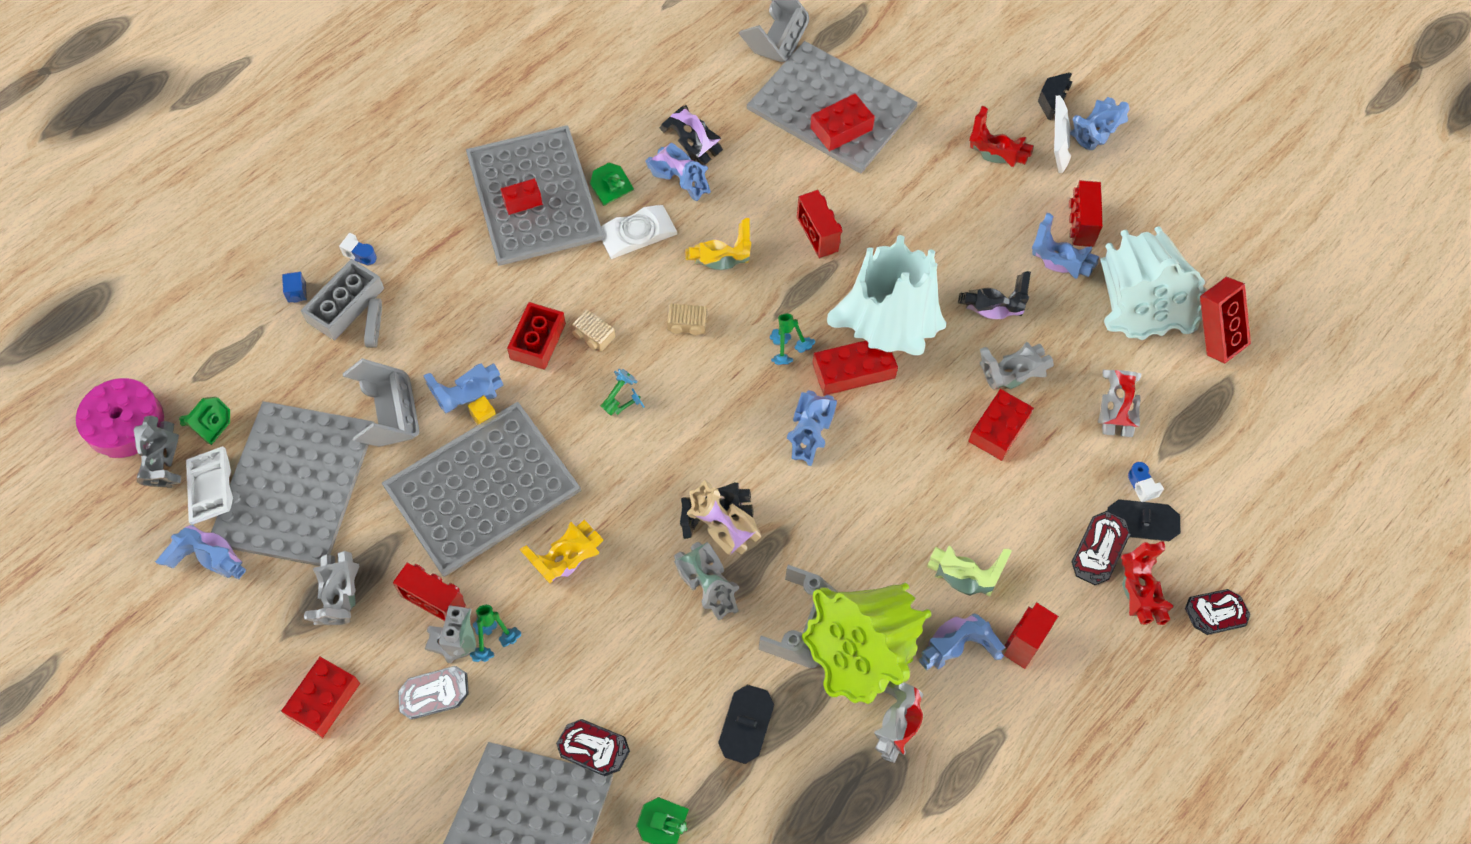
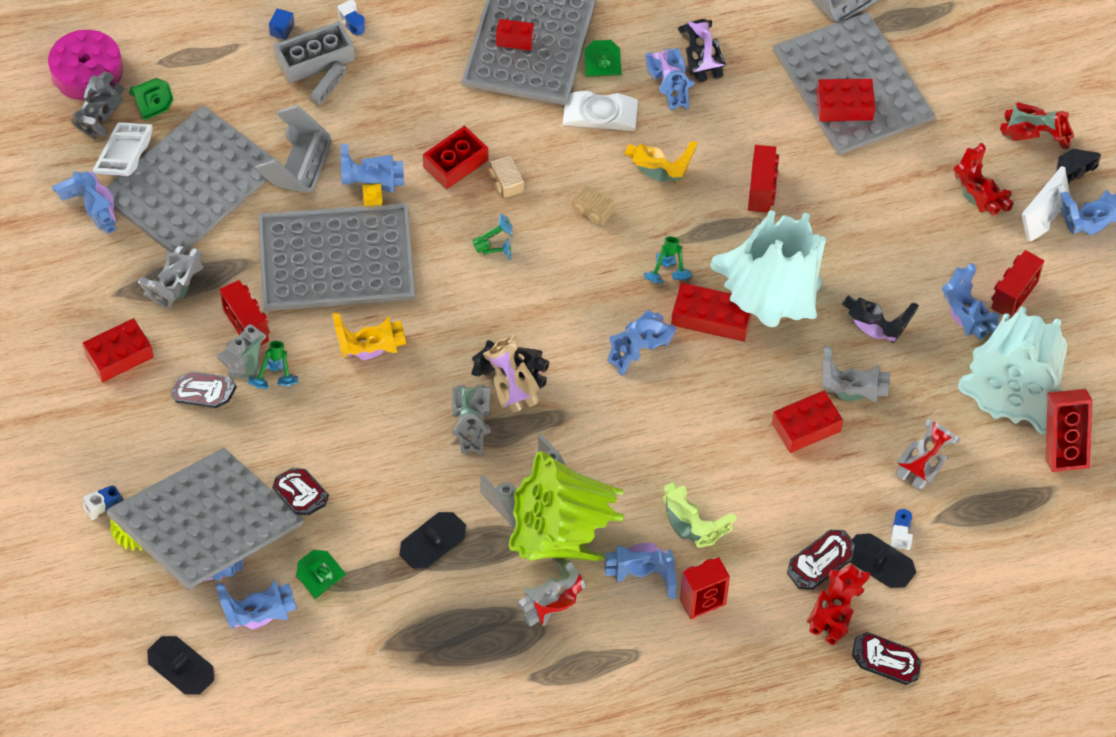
camera: 30 degrees right, 5 degrees down
(1007, 67) = (1026, 125): none -> red hips

